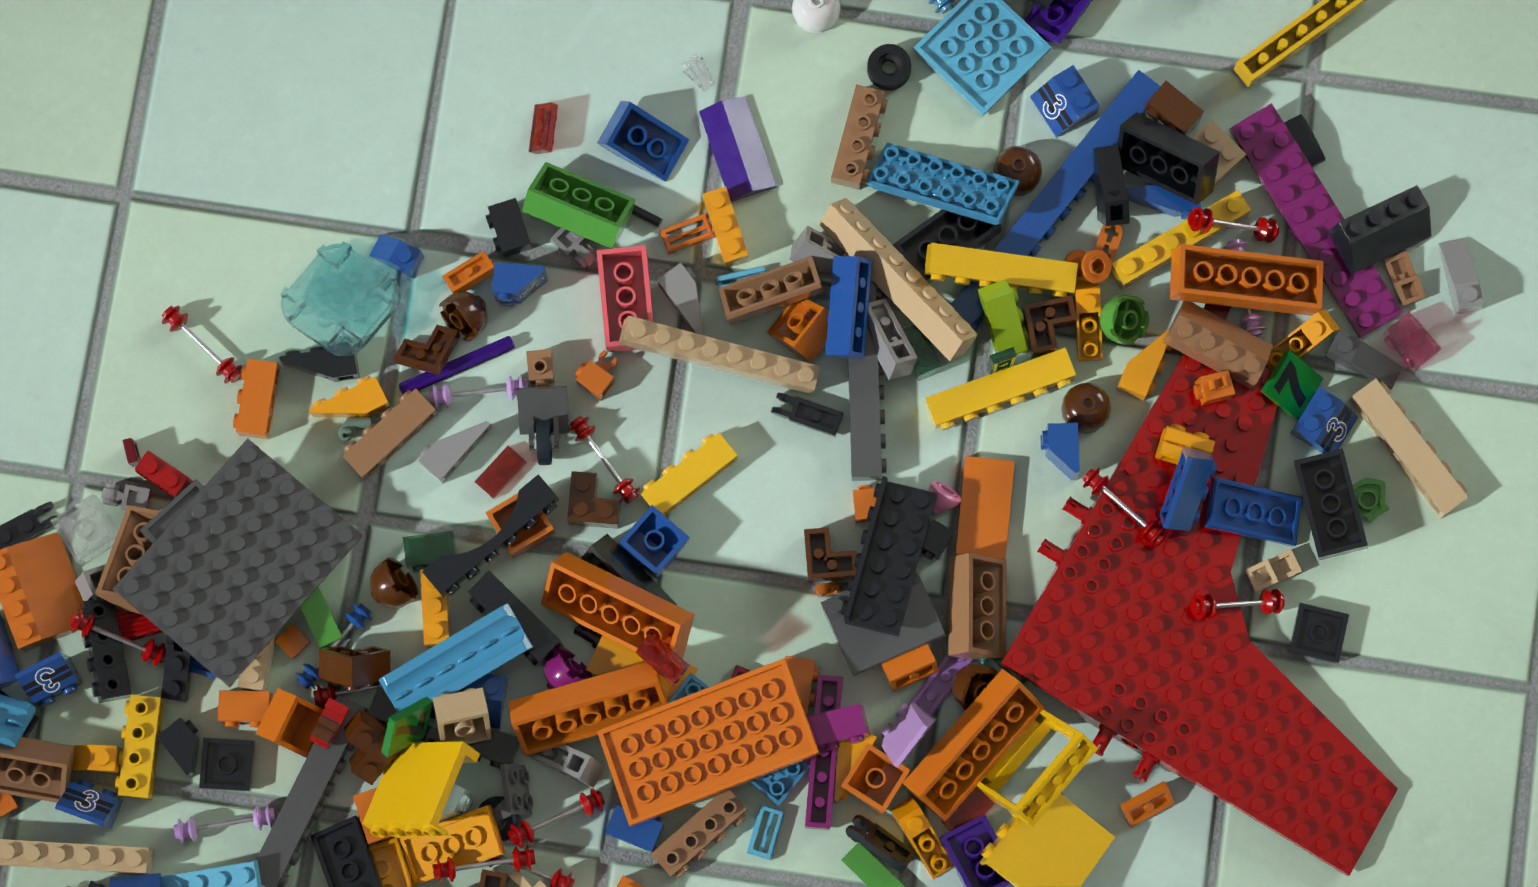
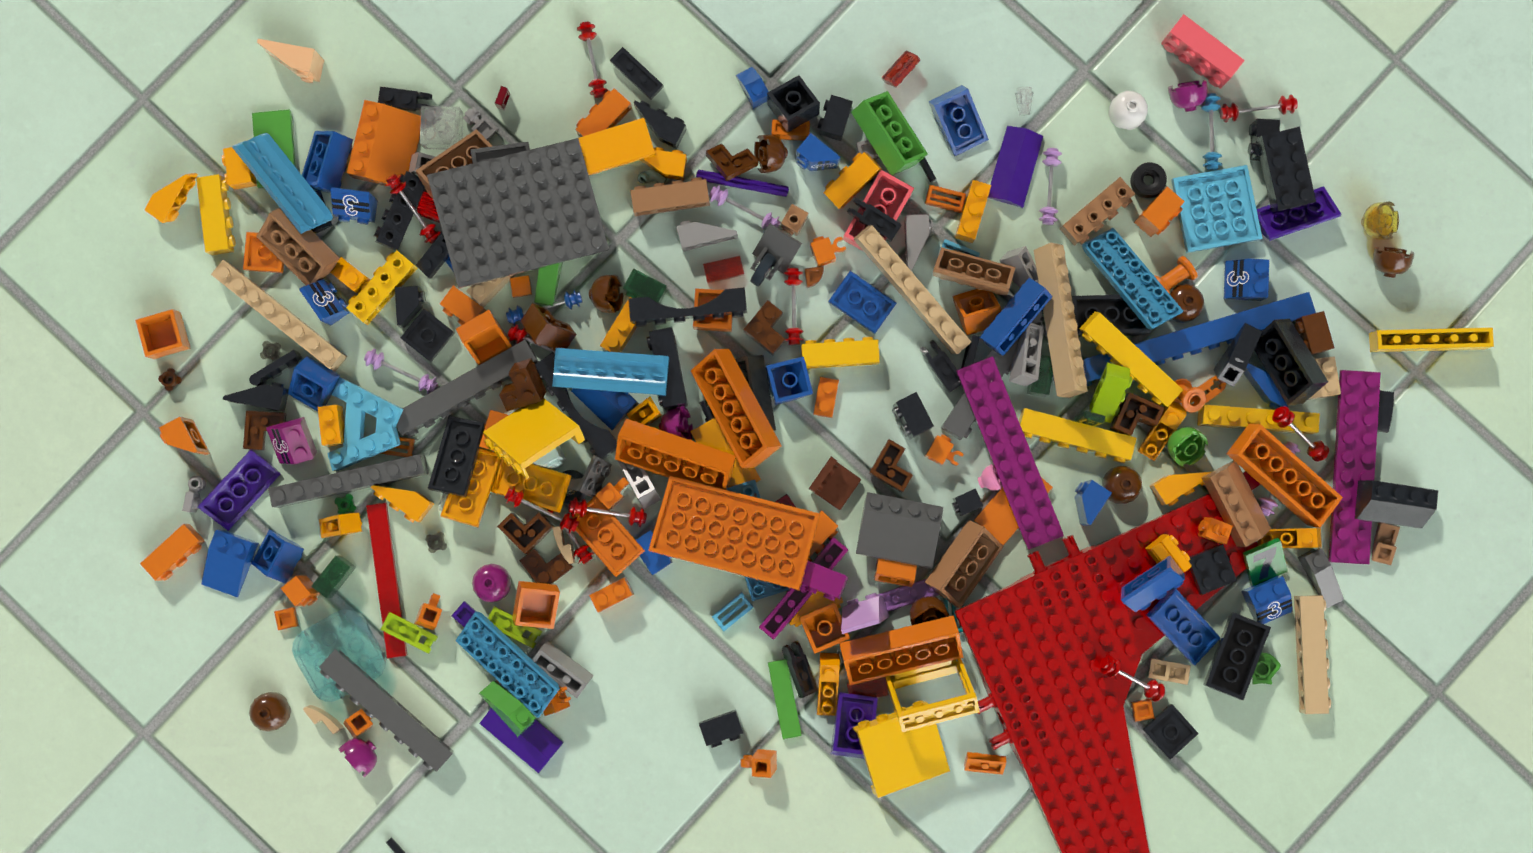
camera: 30 degrees right, 5 degrees up
(162, 474) = (511, 124): red brick -> none
(258, 326) = (636, 73): none -> black plate
(294, 418) = (616, 146): none -> light orange tile
(329, 723) = (506, 354): leg -> none
(340, 300) = (698, 90): clear light blue tile -> none
(407, 726) = (551, 390): green tile -> none
(453, 243) = (793, 103): none -> black brick
(462, 716) = (590, 408): tan brick -> none
(523, 681) = (645, 412): none -> light orange slope
(546, 796) = (610, 494): none -> orange brick
(573, 282) = (852, 180): none -> light orange brick
(576, 845) = (608, 538): none -> orange tile
(602, 412) = (813, 275): none -> dark orange tile
(624, 305) = (880, 221): none -> black hinge
(662, 659) = (741, 460): clear red plate -> none
(674, 405) = (862, 302): none -> blue tile
(699, 832) = (690, 583): medium nougat brick -> none
(706, 533) = (826, 397): none -> orange plate
(780, 618) = (835, 483): none -> copper bracket
(807, 172) = (1051, 160): none -> lavender axle
(812, 488) = (912, 416): none -> black brick
(827, 589) = (877, 486): orange tile -> none
(828, 382) = (970, 351): none -> black tile
(888, 557) = (930, 494): black bracket -> none
(923, 92) = (1161, 209): none -> orange brick
(943, 455) = (1010, 453): none -> magenta plate
(989, 145) = (1183, 271): none -> orange piece
(1098, 484) = (1097, 540): red axle -> none
(1240, 431) = (1211, 569): none -> black plate
(1274, 631) = (1142, 710): none -> orange tile
(1411, 342) = (1361, 587): clear pink brick -> none
(1461, 277) = (1423, 568): light grey slope -> none

